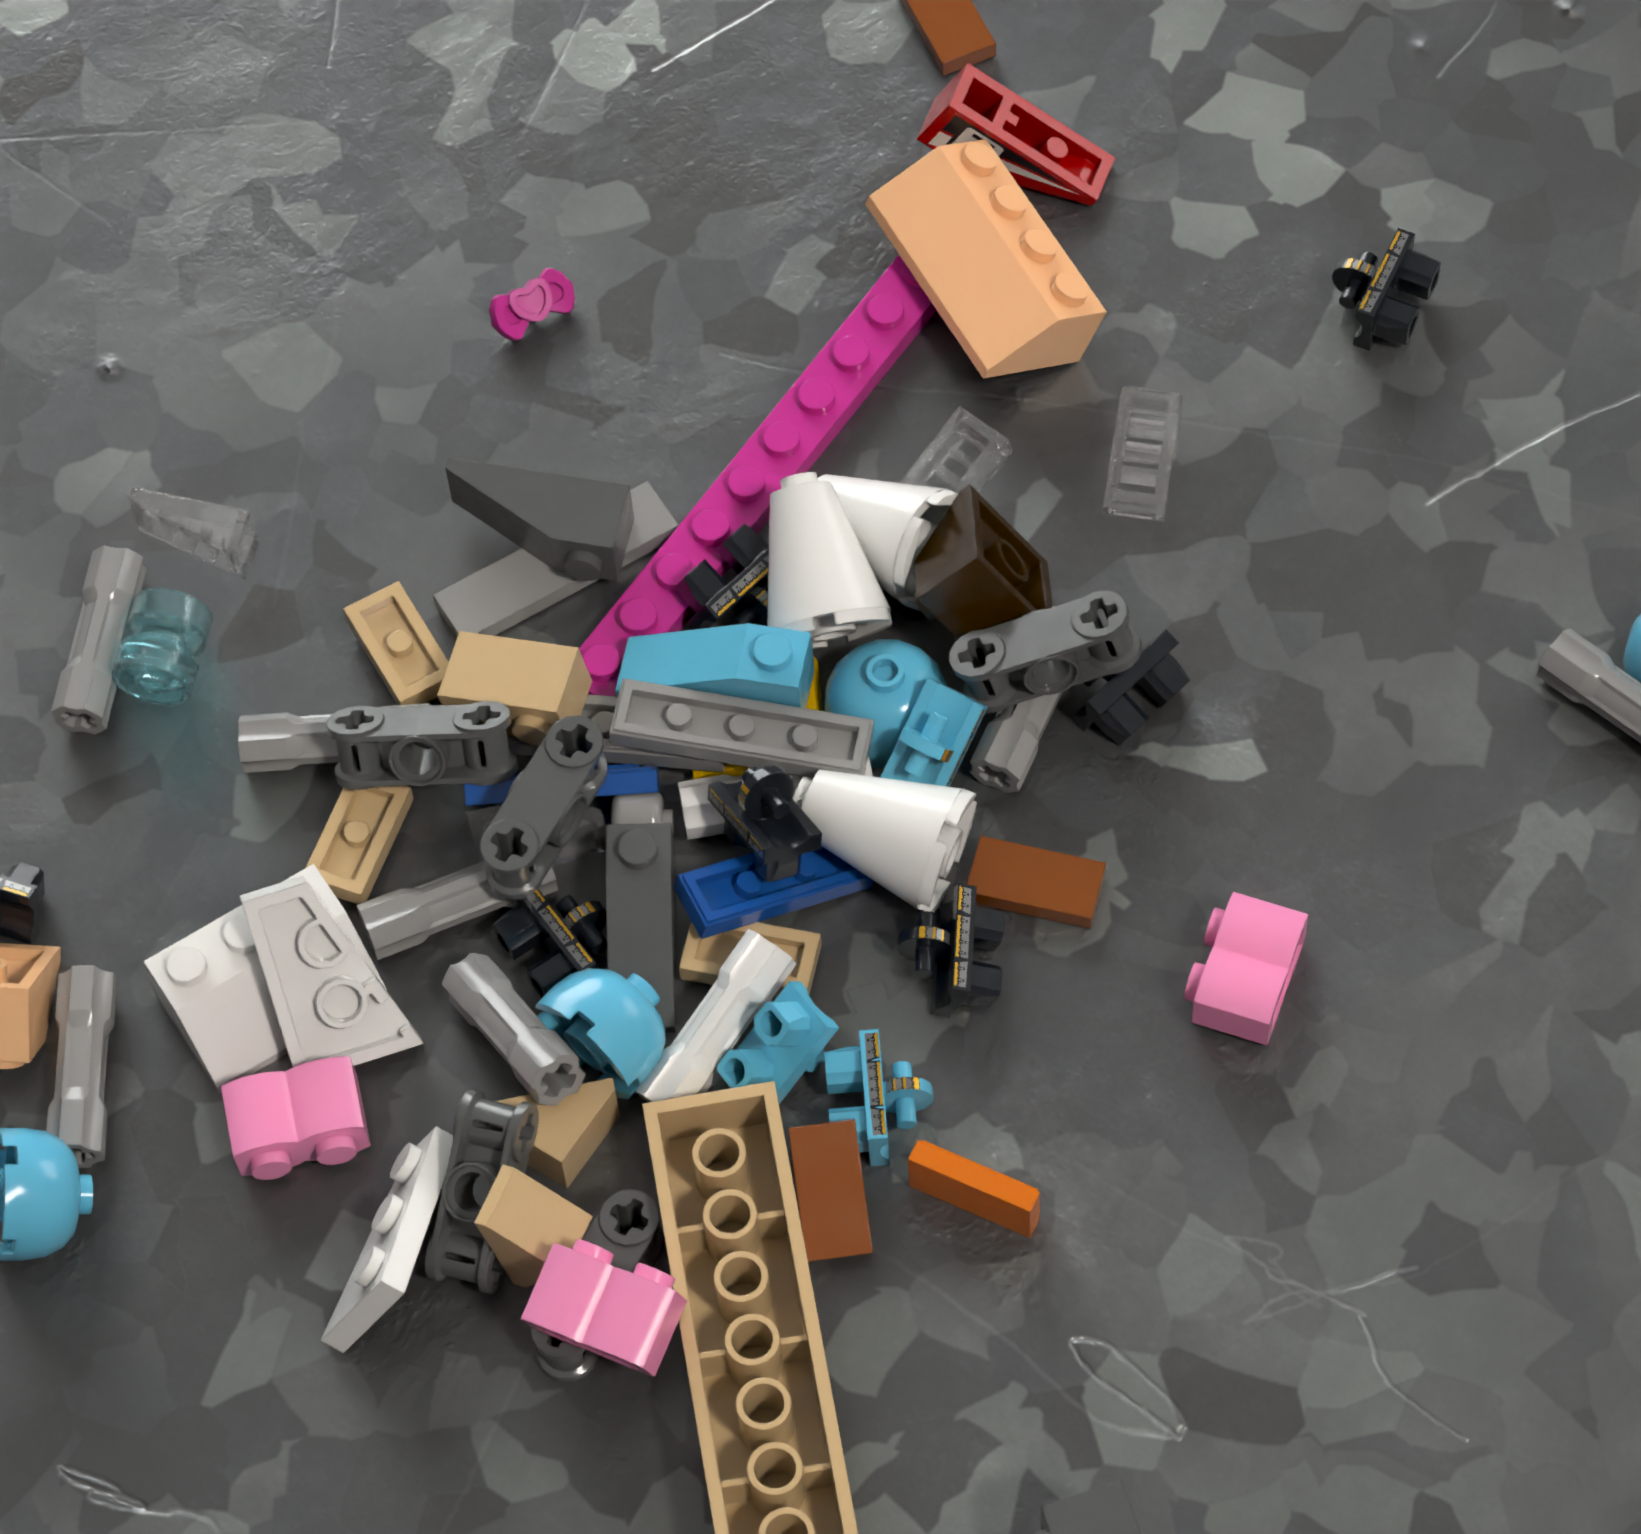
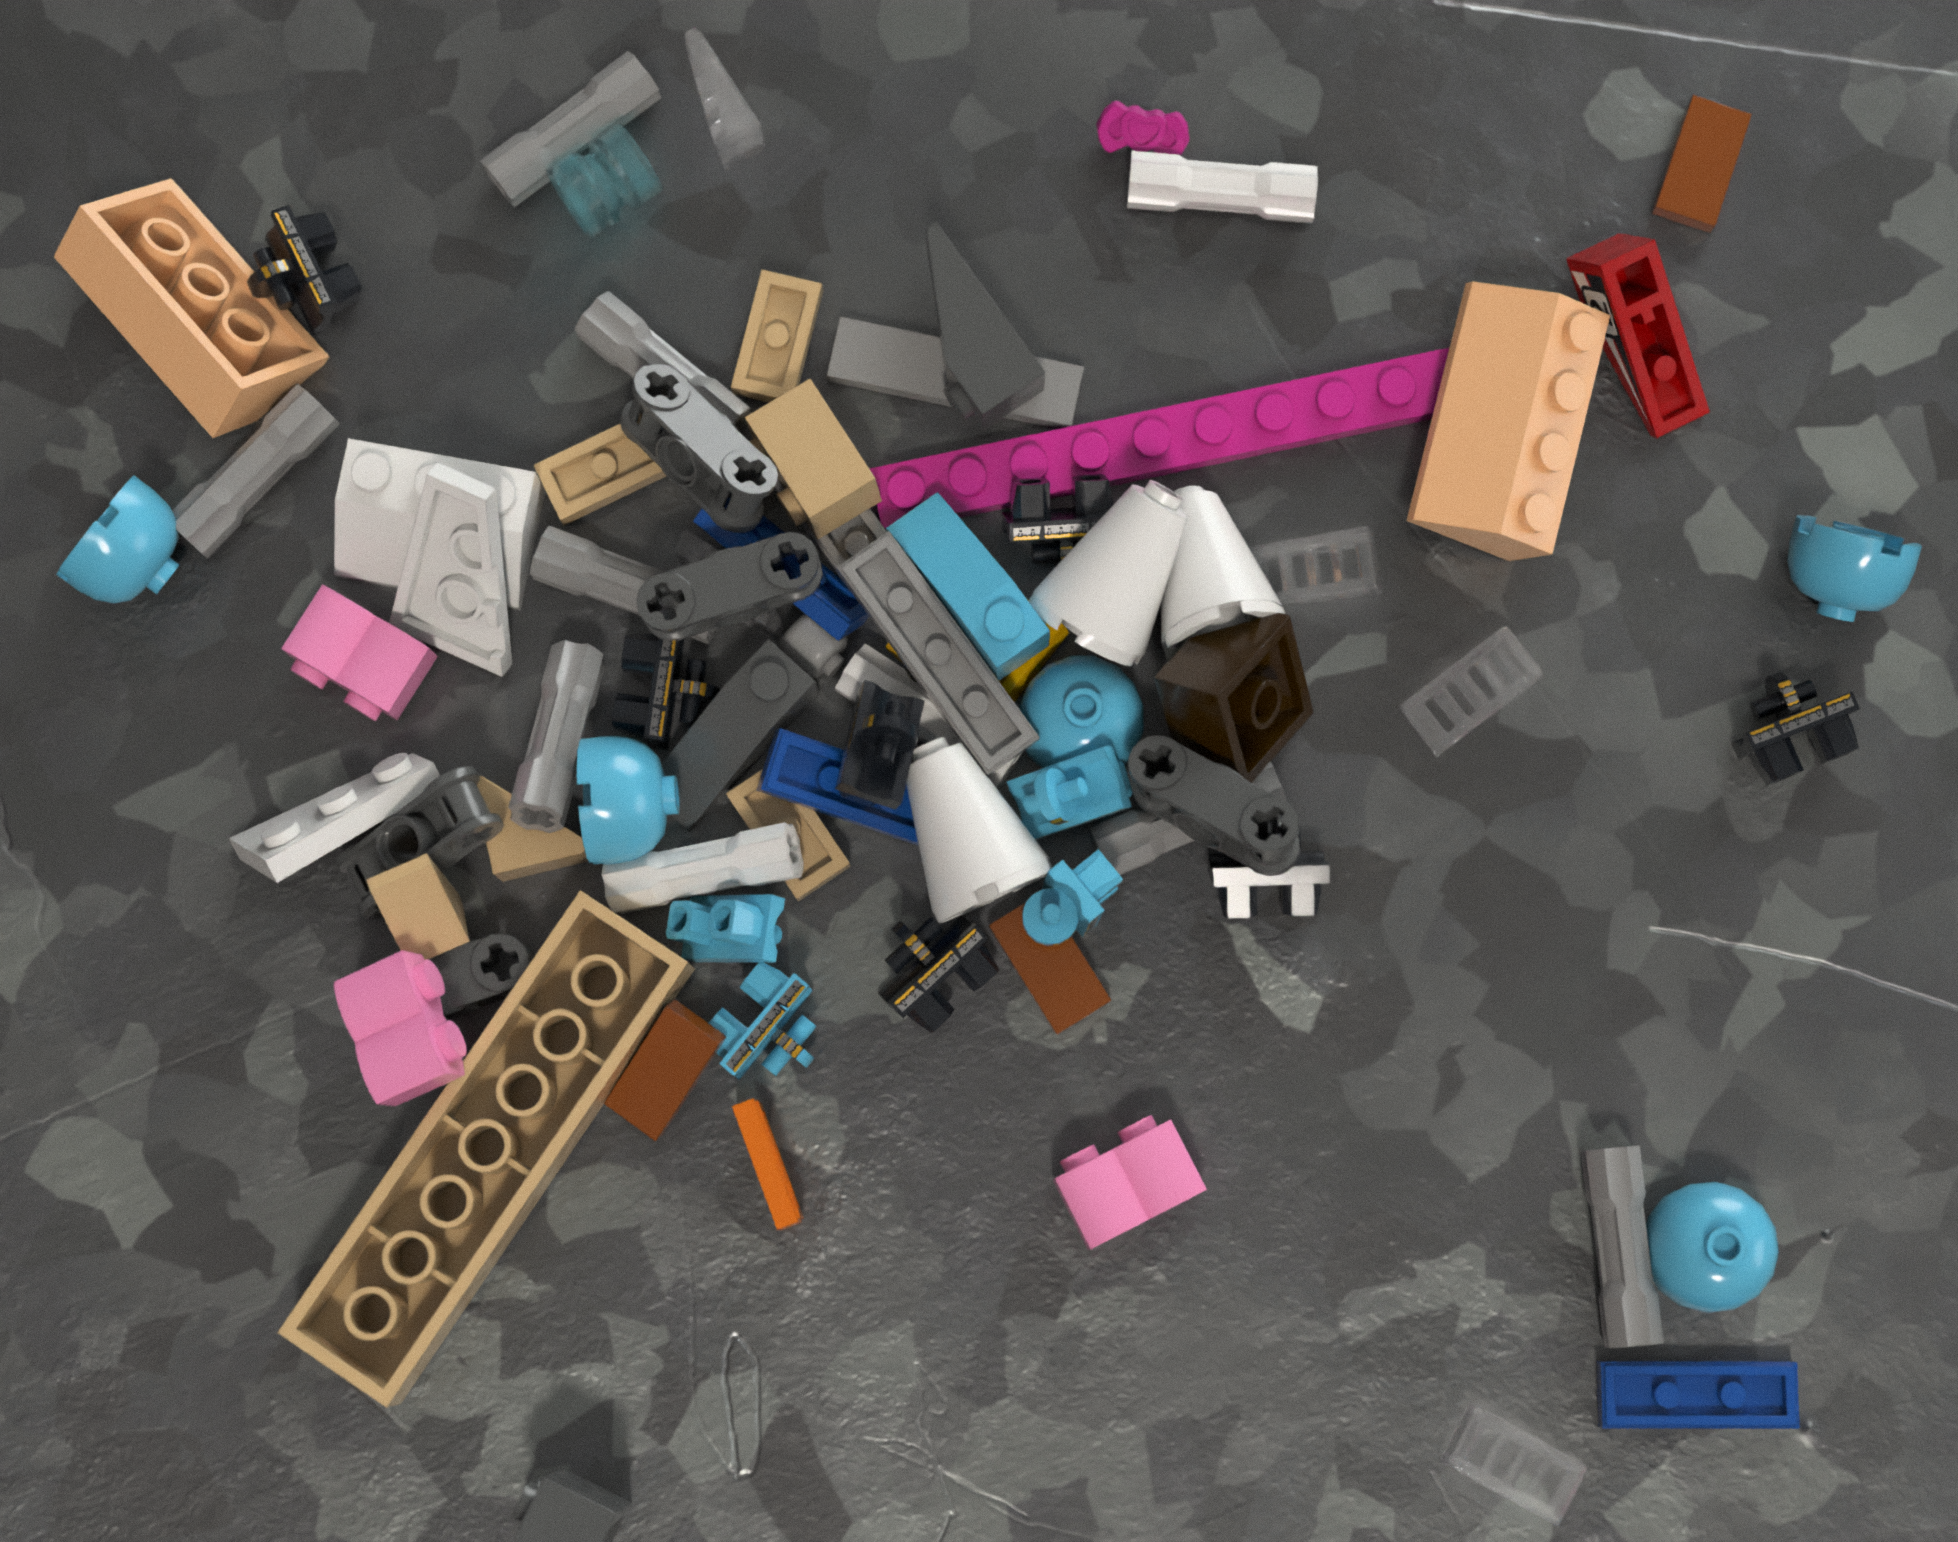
camera: 40 degrees right, 20 degrees up
(591, 314) = (1267, 190): none -> white axle
(1008, 805) = (1070, 900): none -> medium azure hips
(1311, 160) = (1849, 566): none -> medium azure cylinder

